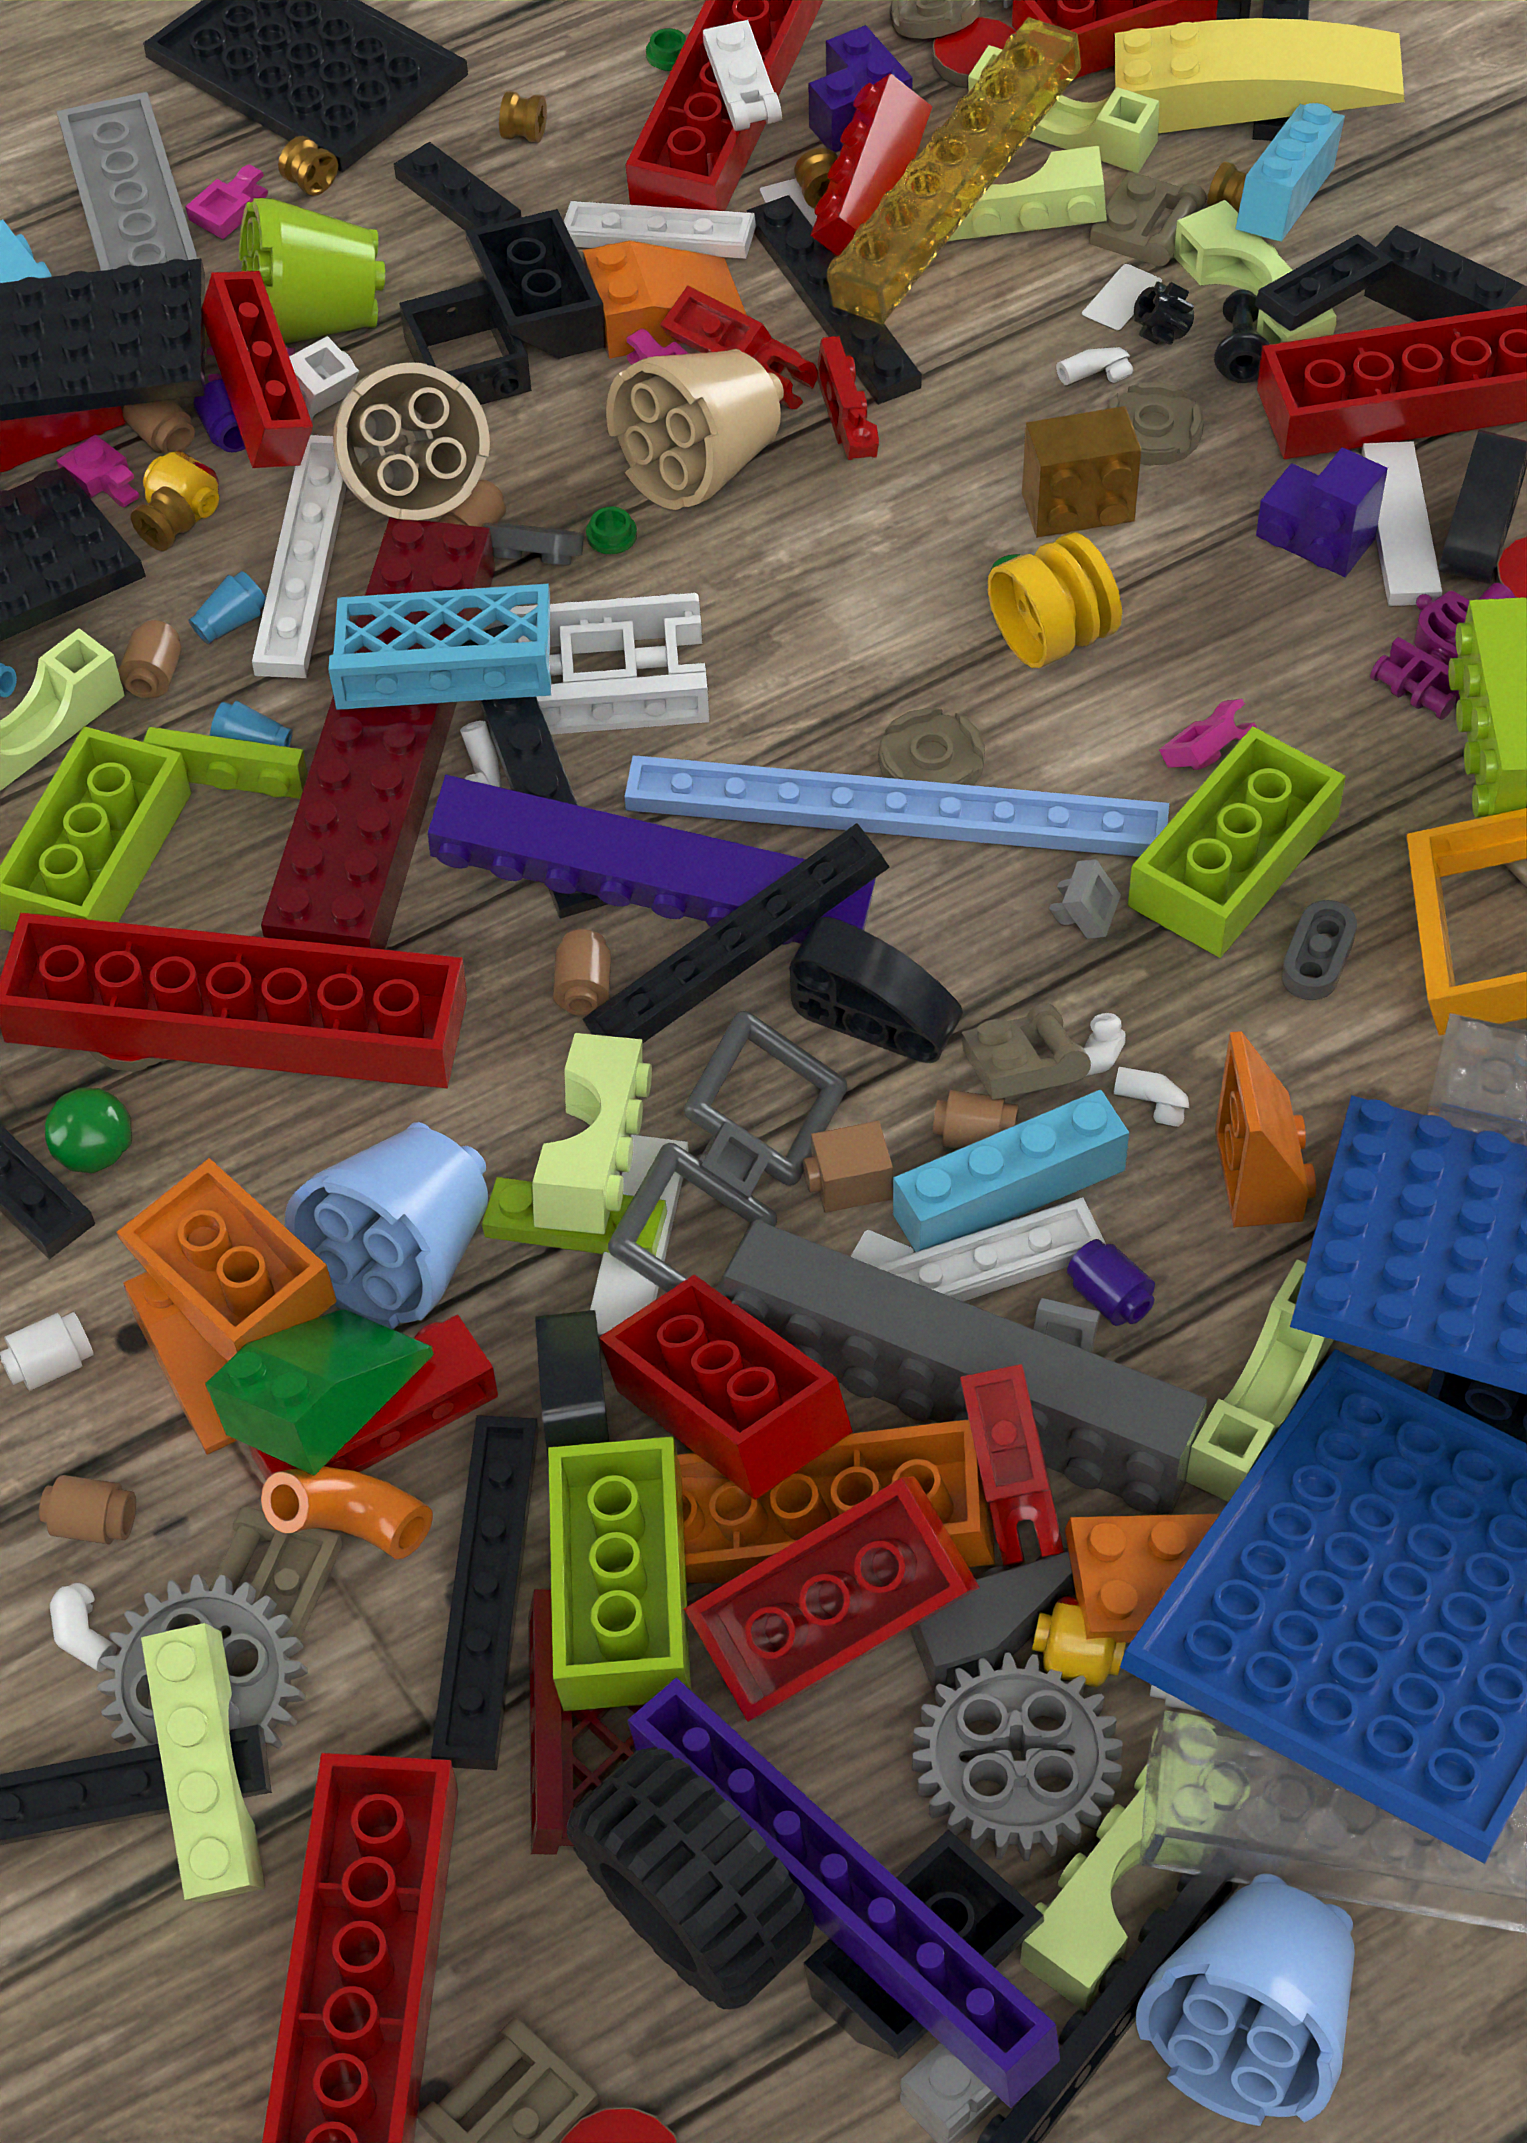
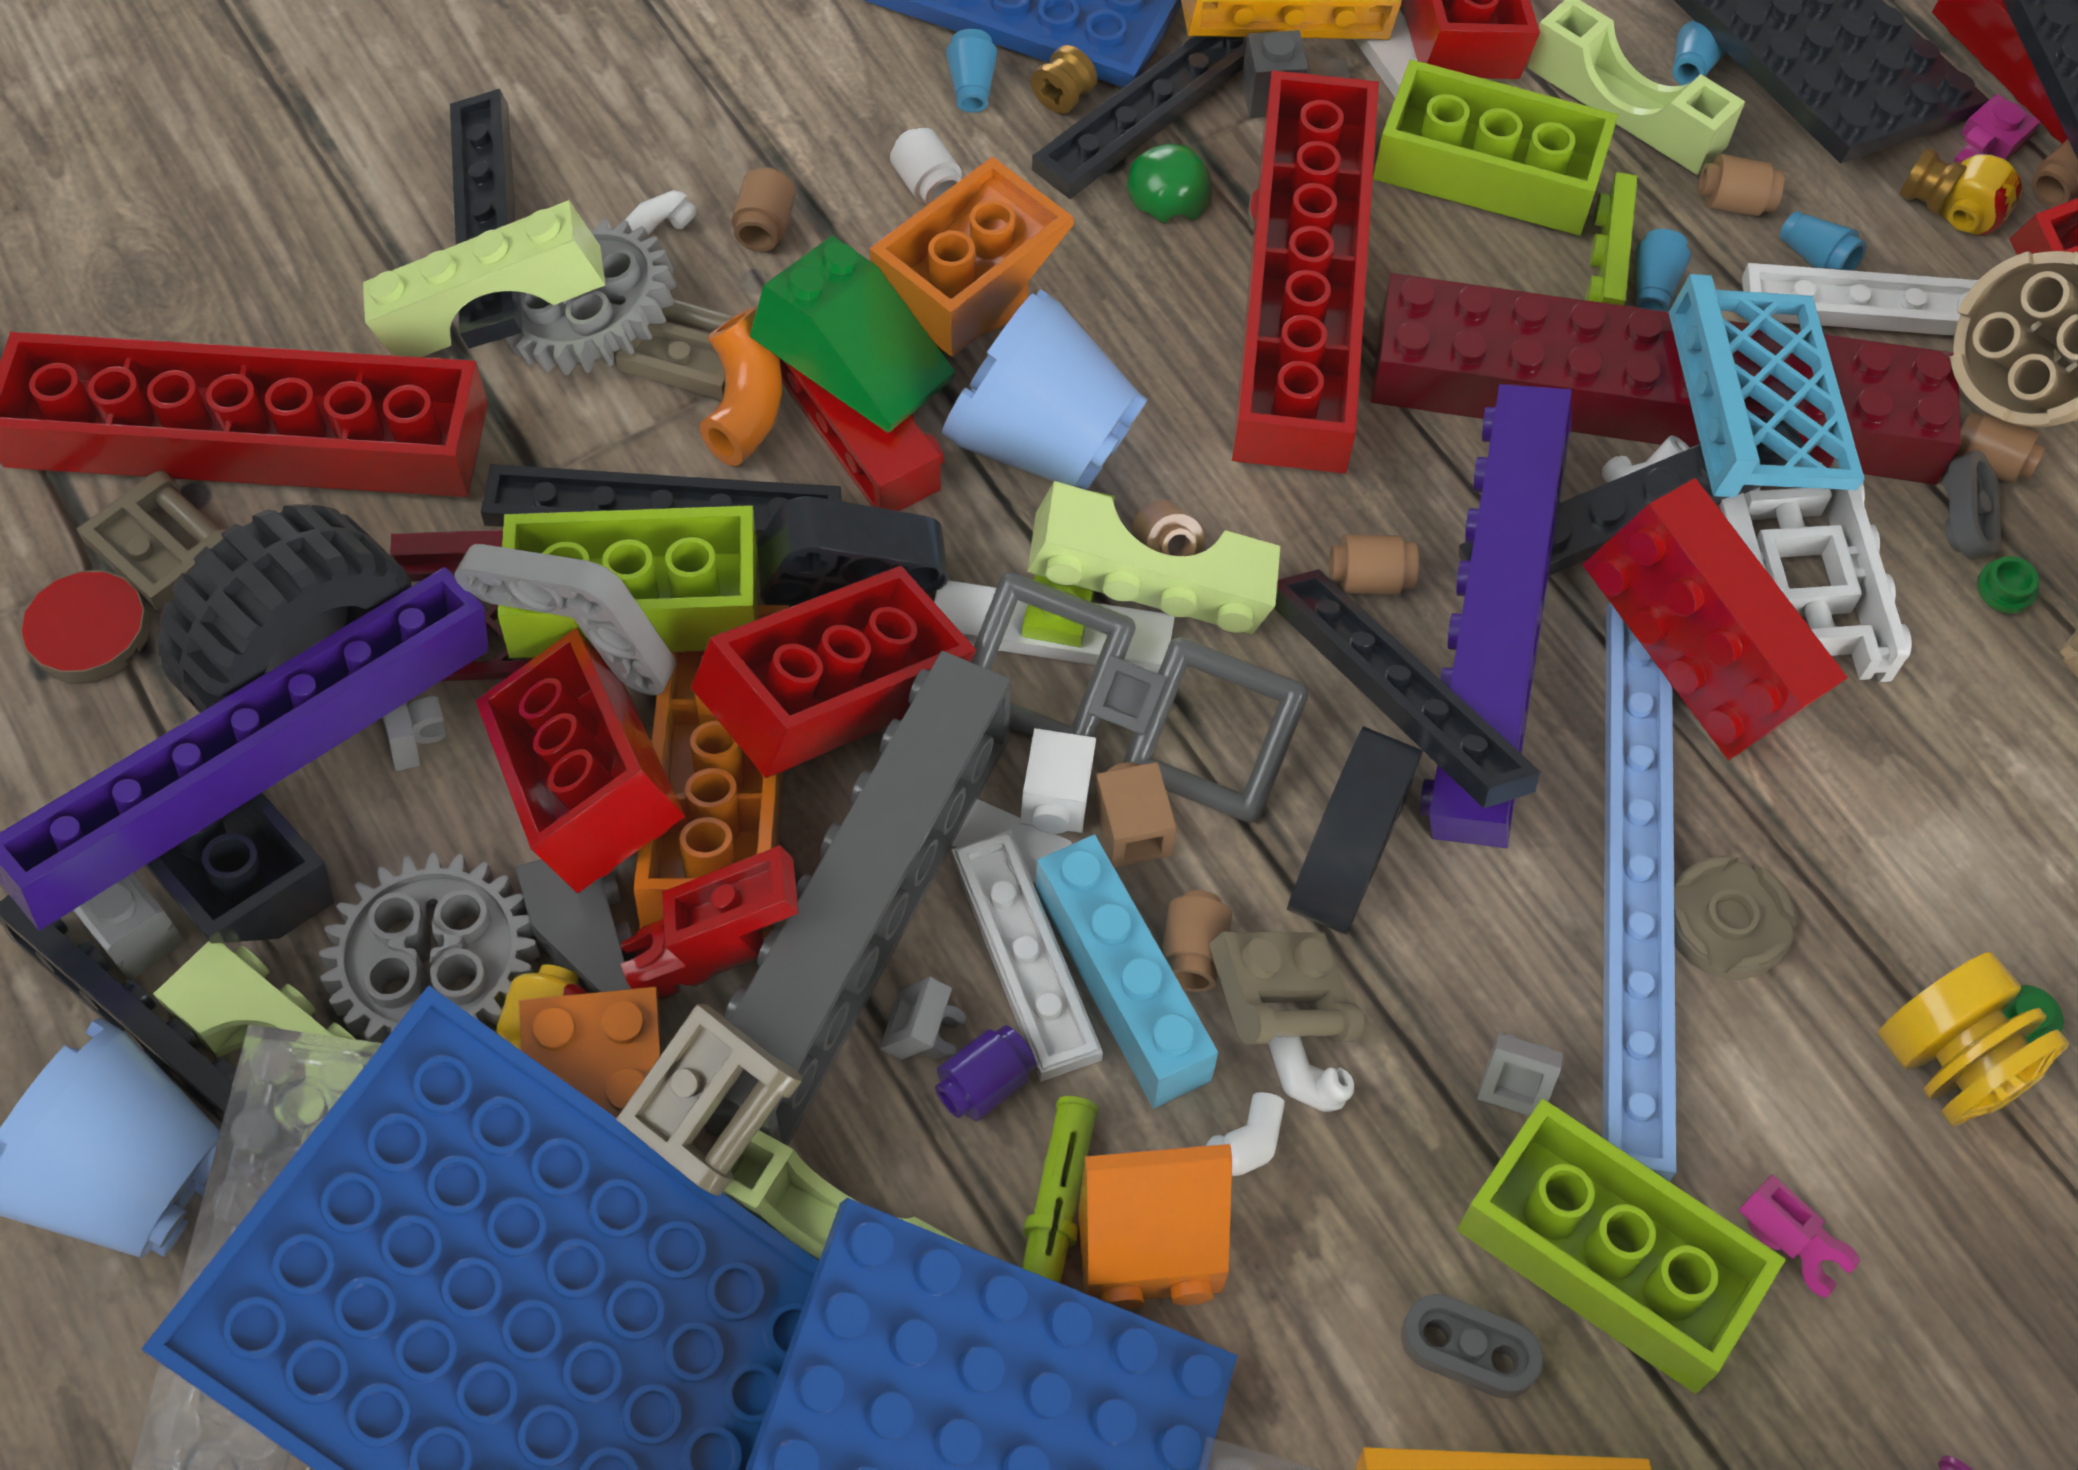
camera: 85 degrees right, 5 degrees up
(550, 1120) = (1168, 529): none -> medium nougat brick
(678, 710) = (1713, 619): none -> red brick
(697, 1558) = (579, 591): none -> light grey beam
(823, 1216) = (1057, 781): none -> white brick
(1187, 1449) = (689, 1087): none -> dark tan plate
(1221, 1230) = (1074, 1128): none -> lime pin

